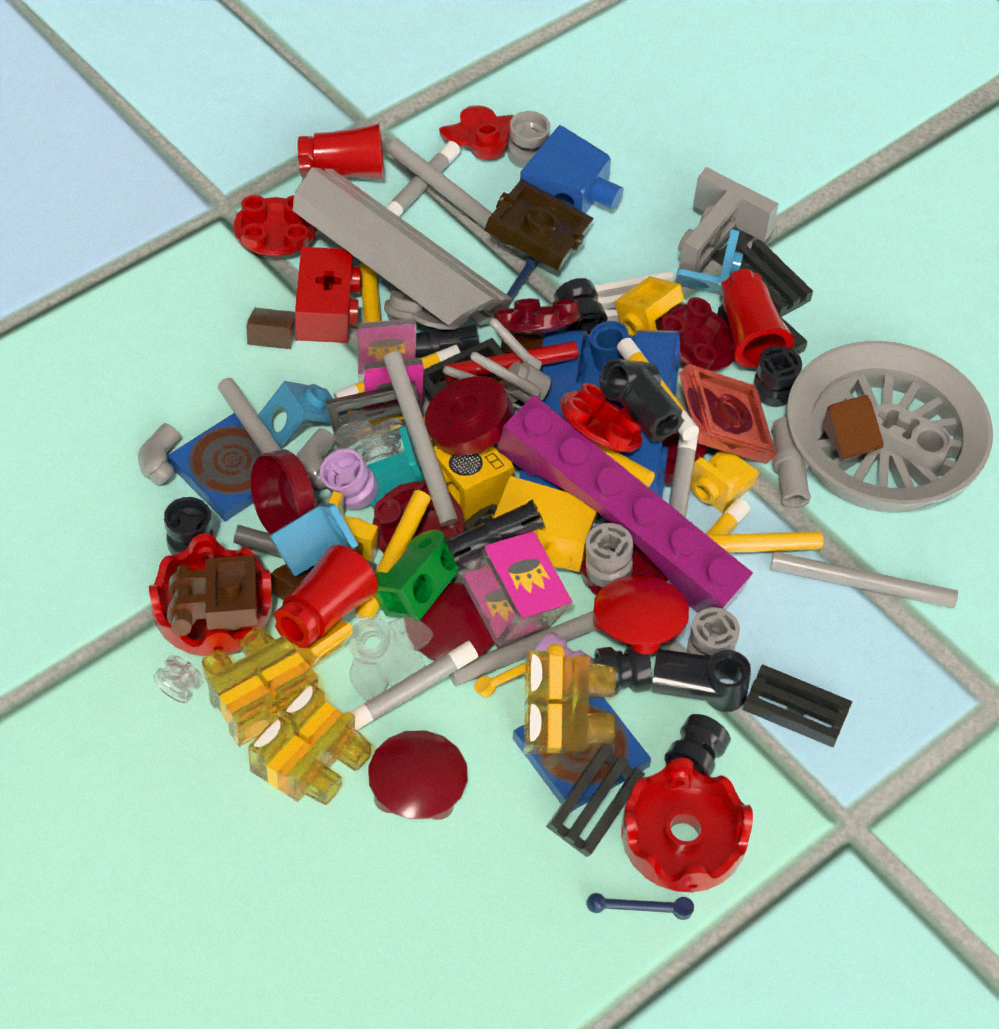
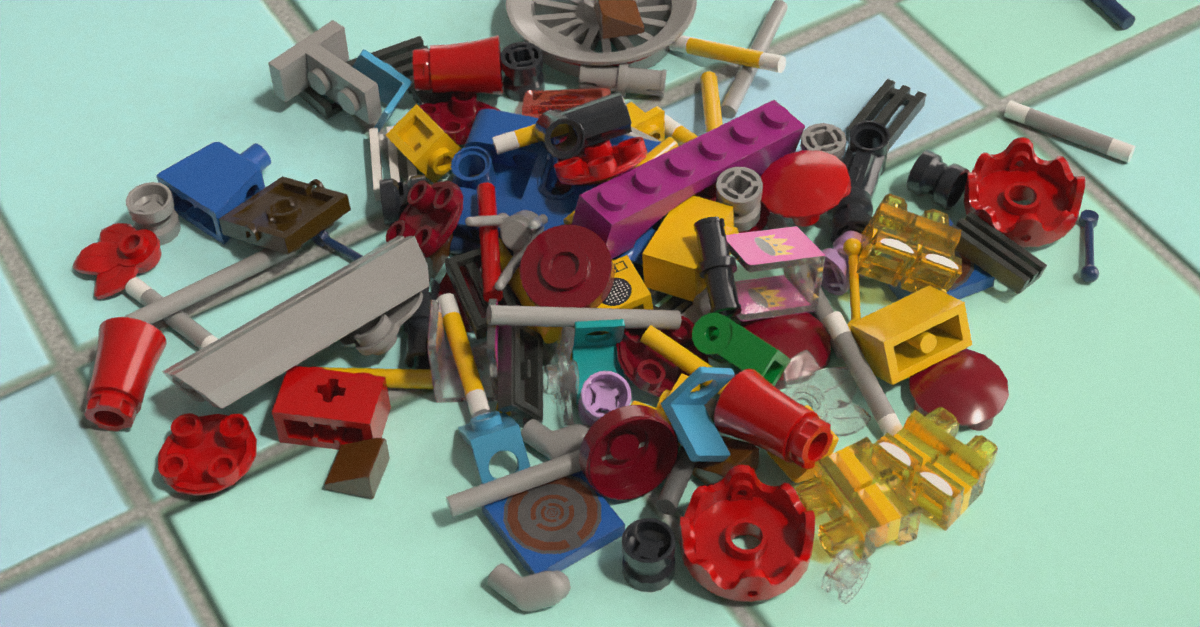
camera: 75 degrees left, 5 degrees down
(220, 594) = (764, 498): reddish brown plate -> none
(462, 719) = (912, 334): none -> yellow brick
(817, 891) = (1069, 131): none -> light grey bar
(850, 549) = (729, 53): none -> yellow bar

